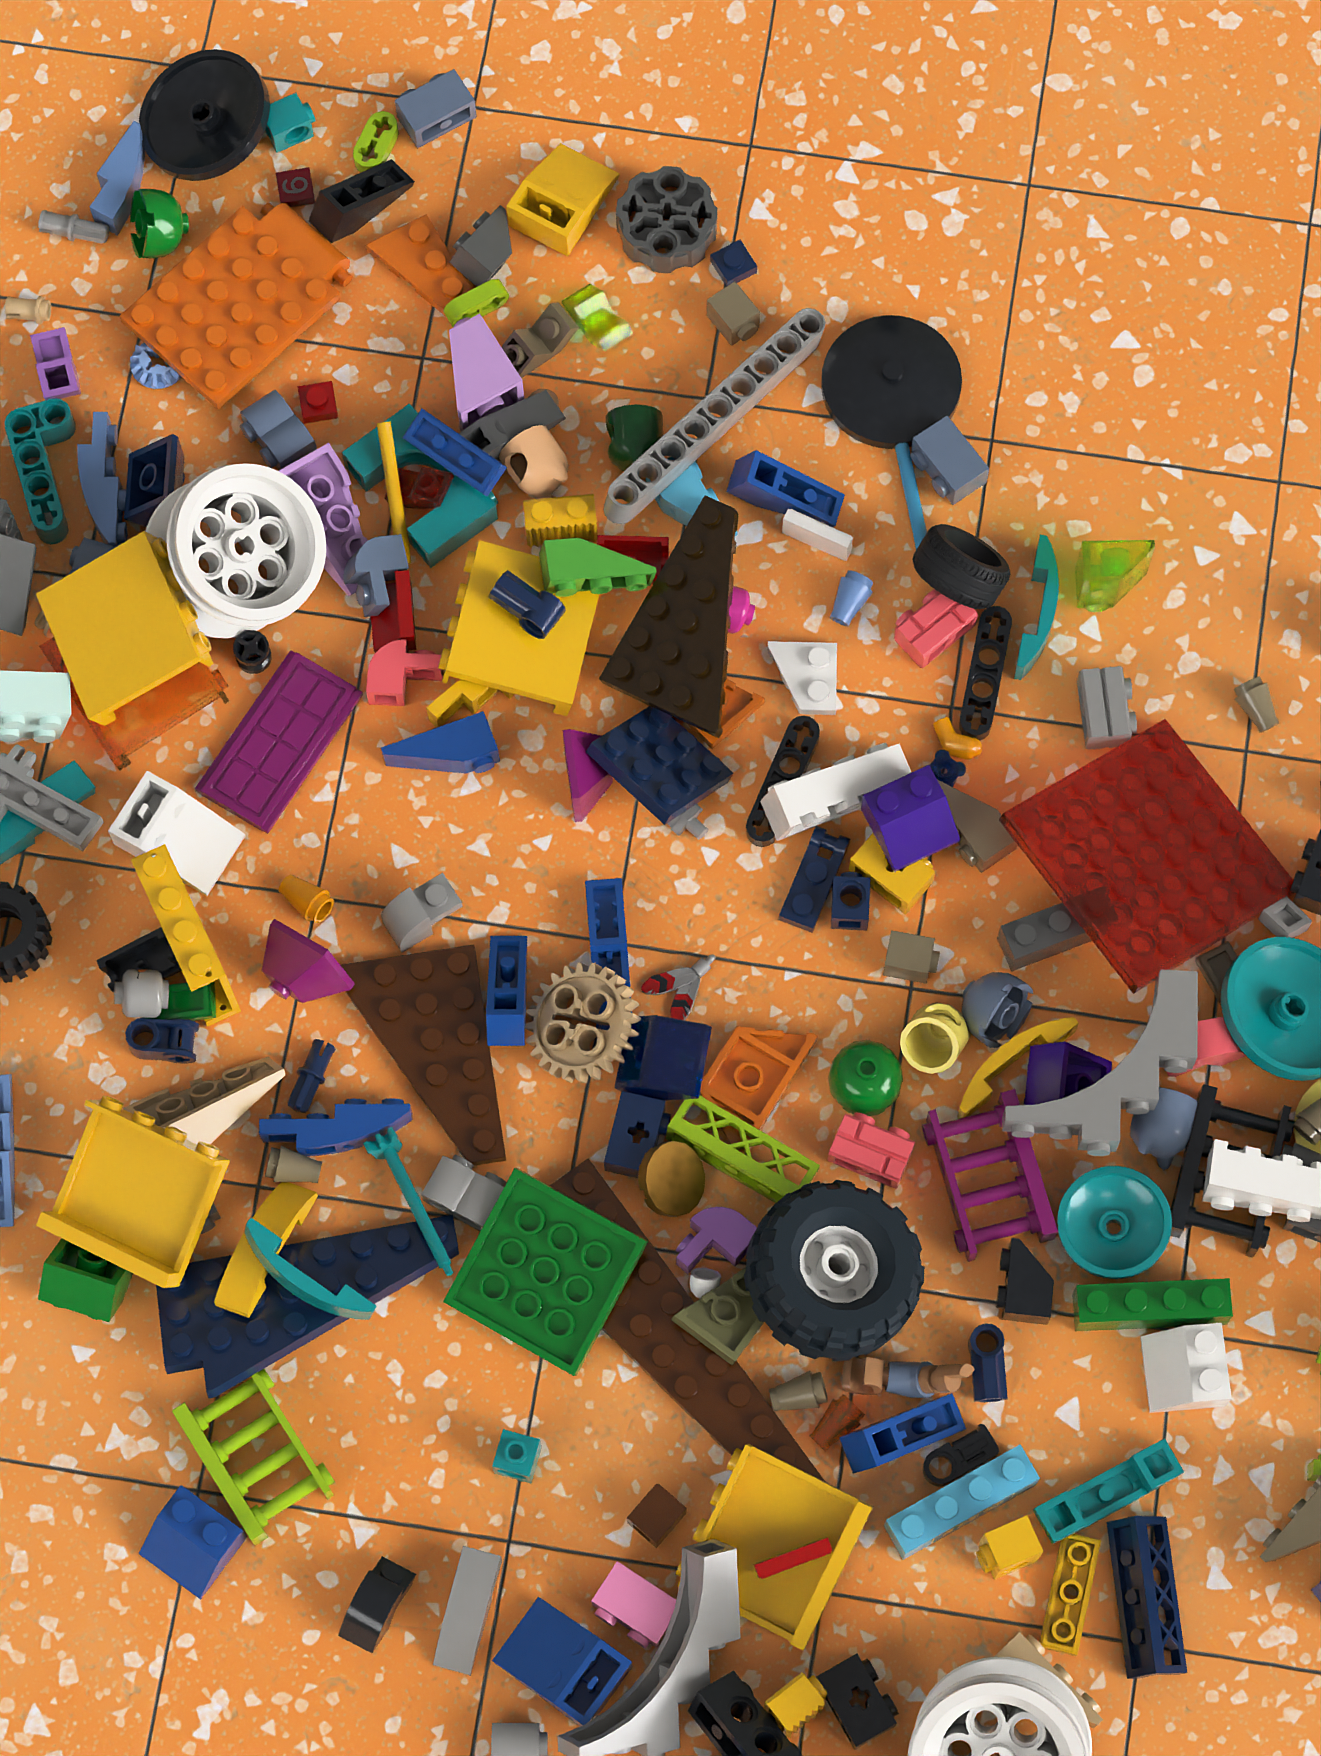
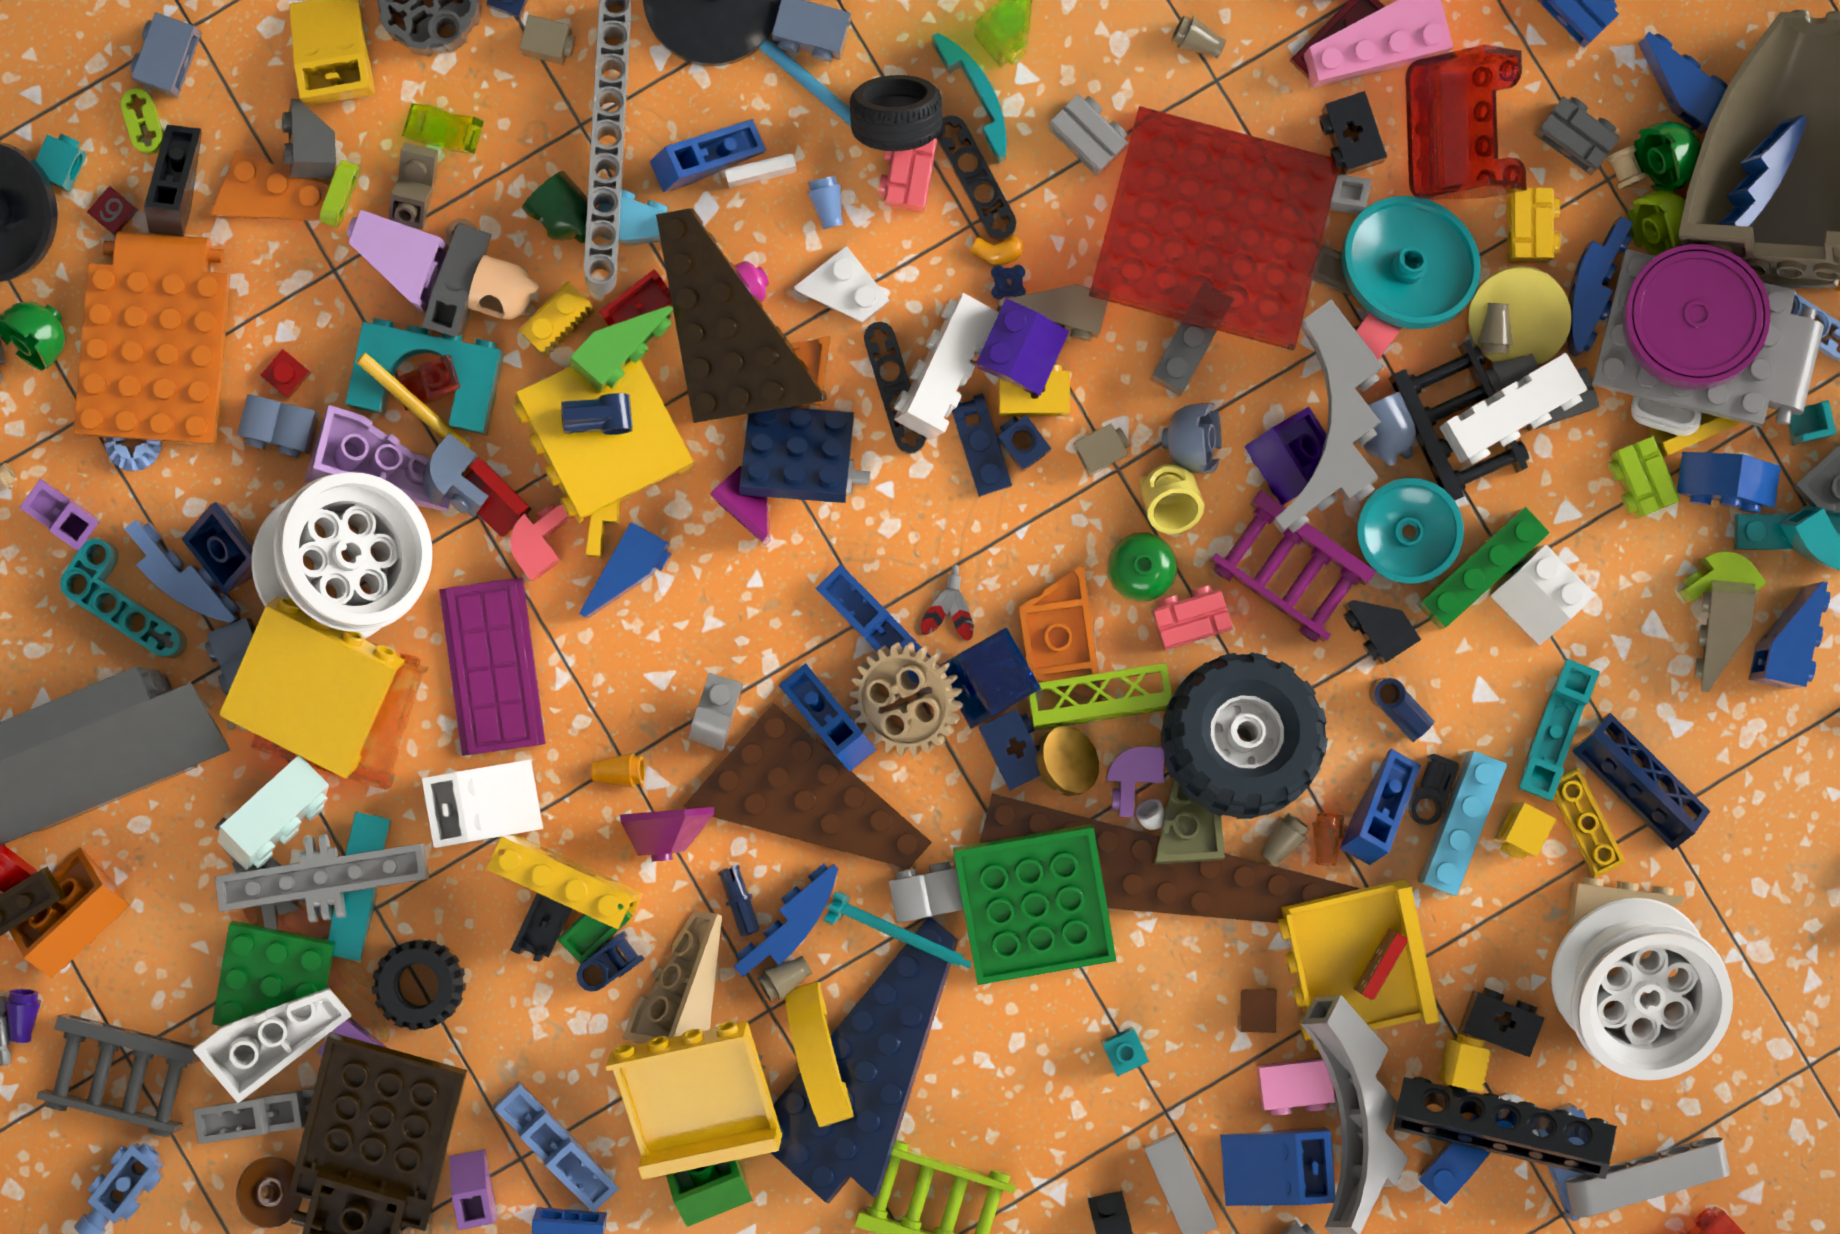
camera: 40 degrees left, 15 degrees up
(142, 993) = (567, 947): light grey head -> none
(252, 643) = (407, 621): black wheel -> none
(347, 1302) = (829, 1059): teal slope -> none
(454, 452) = (435, 336): blue tile -> none
(902, 1378) = (1352, 766): medium nougat piece -> none
(978, 1090) = (1232, 511): yellow slope -> none

